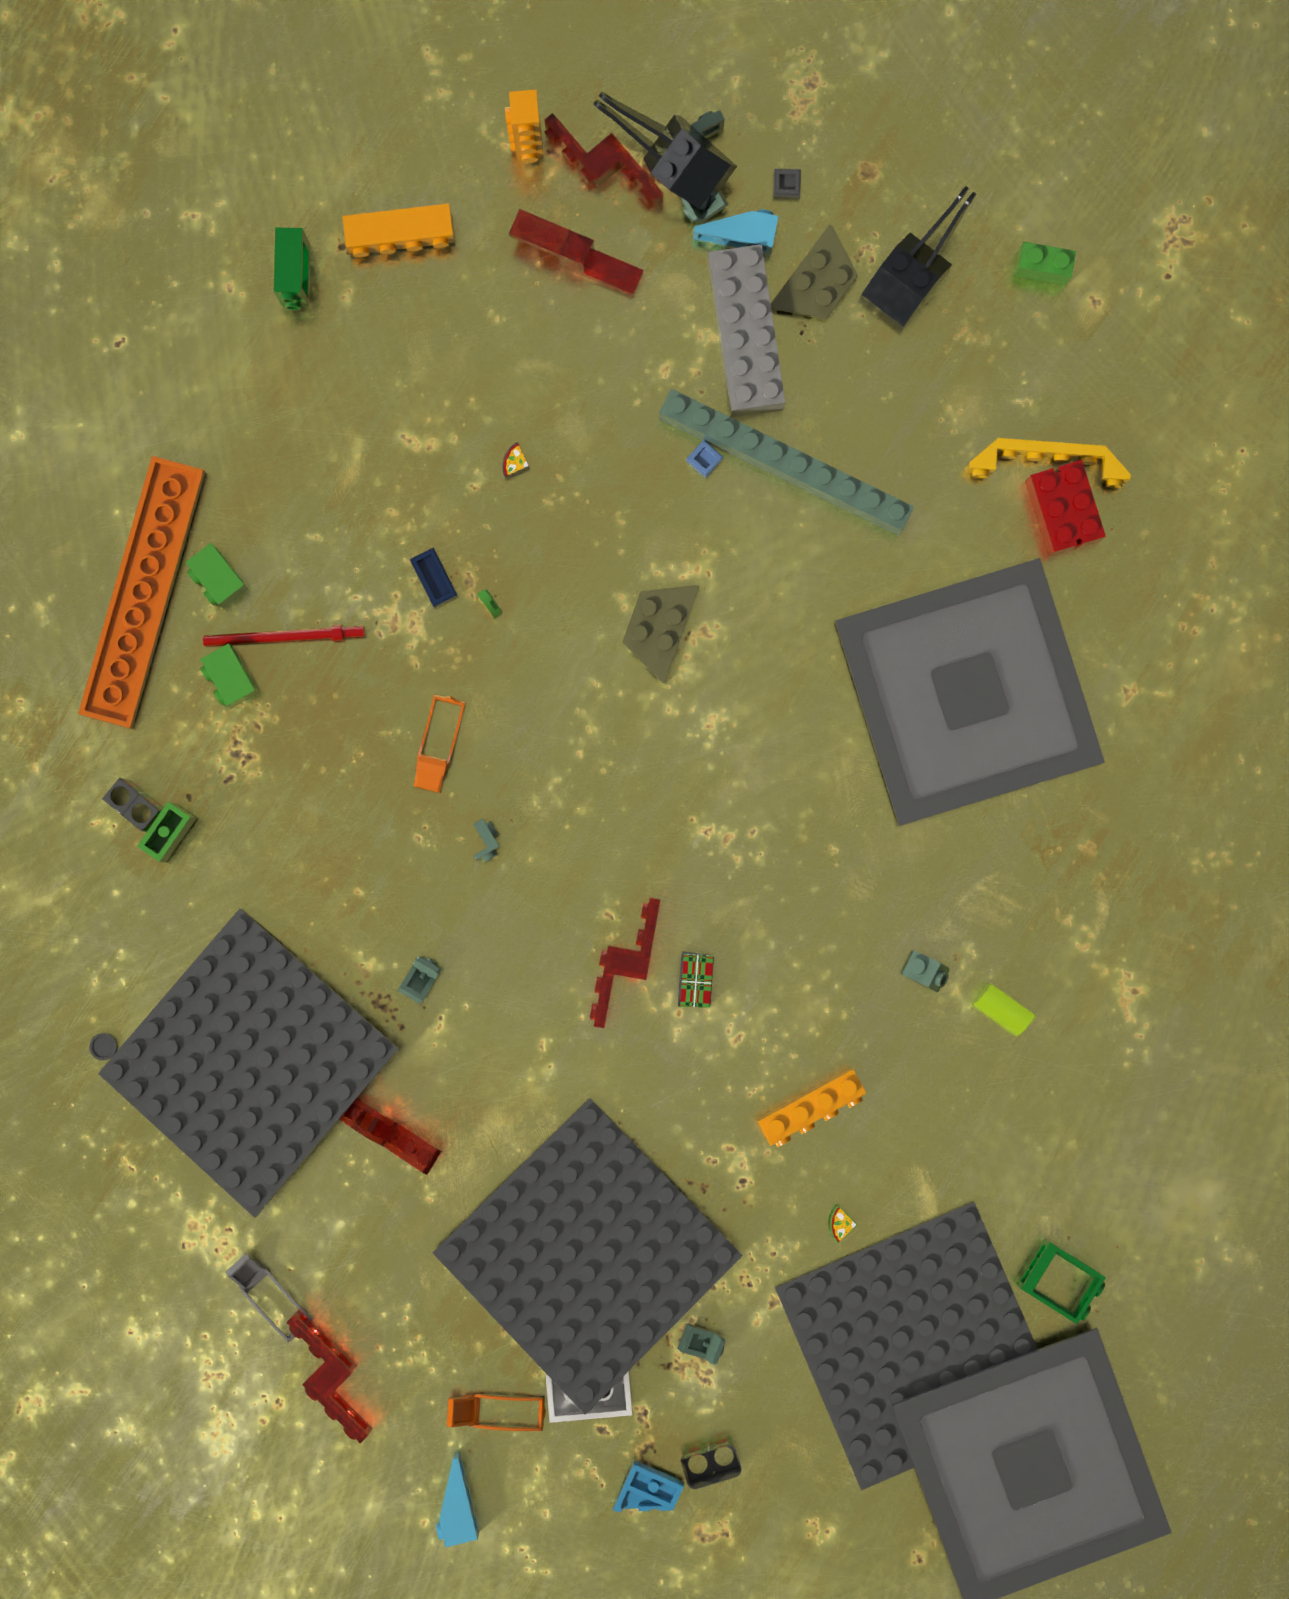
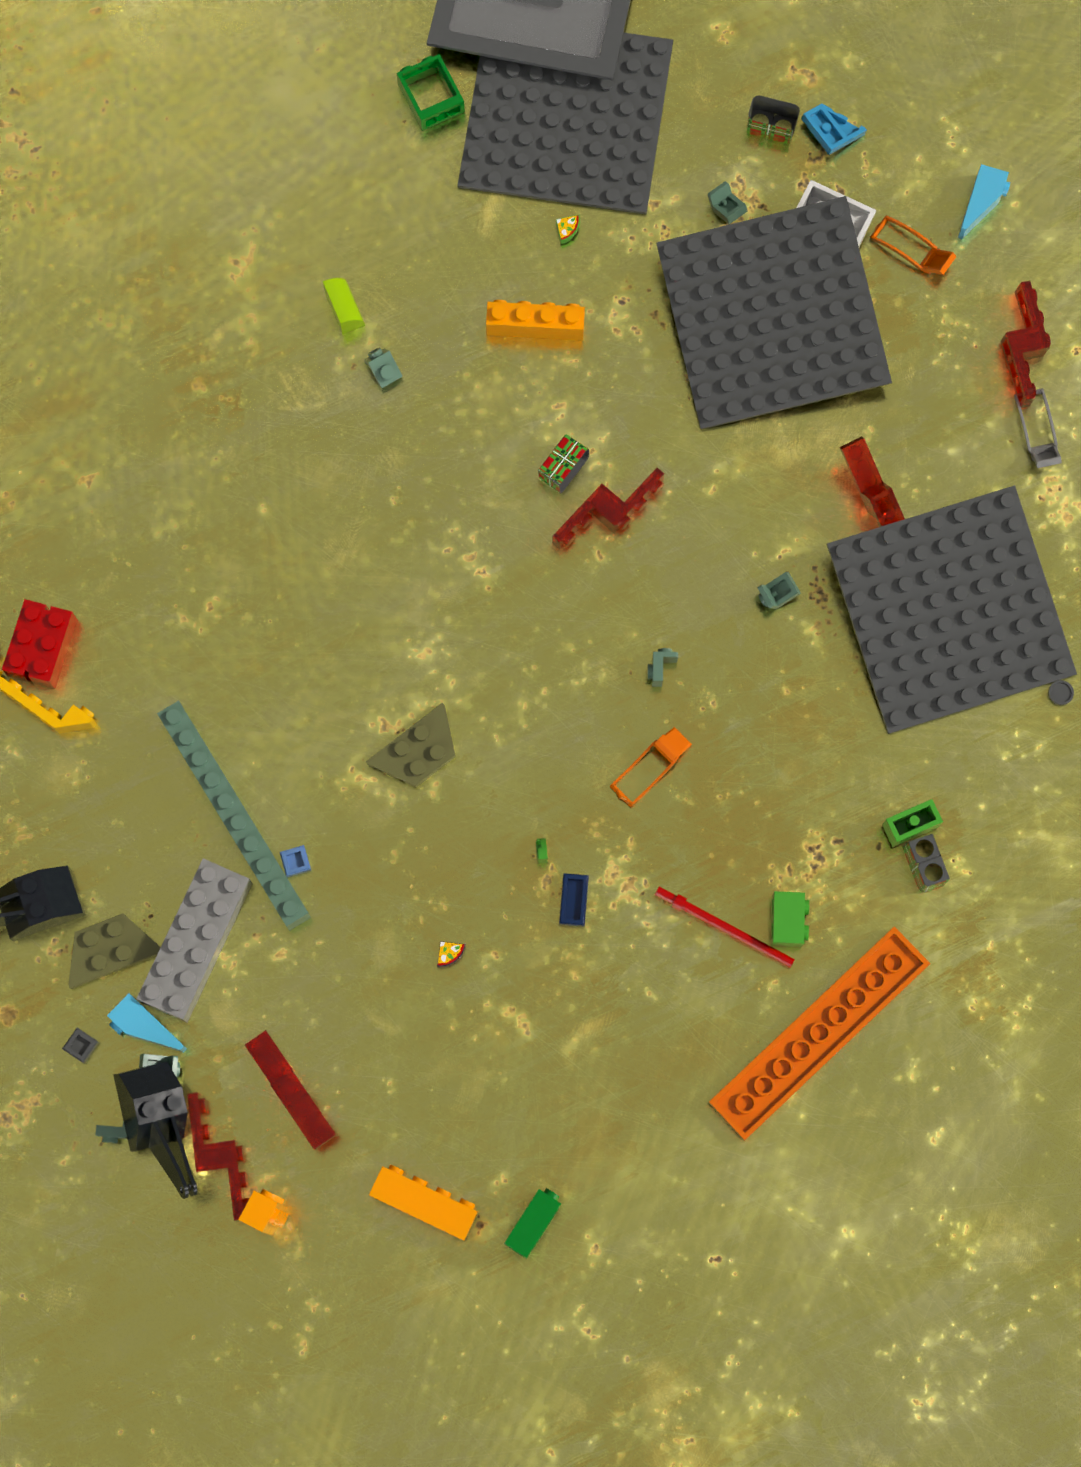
camera: 145 degrees left, 10 degrees down
(216, 576) = (750, 1007): bright green brick -> none
(969, 691) = (209, 553): baseplate -> none

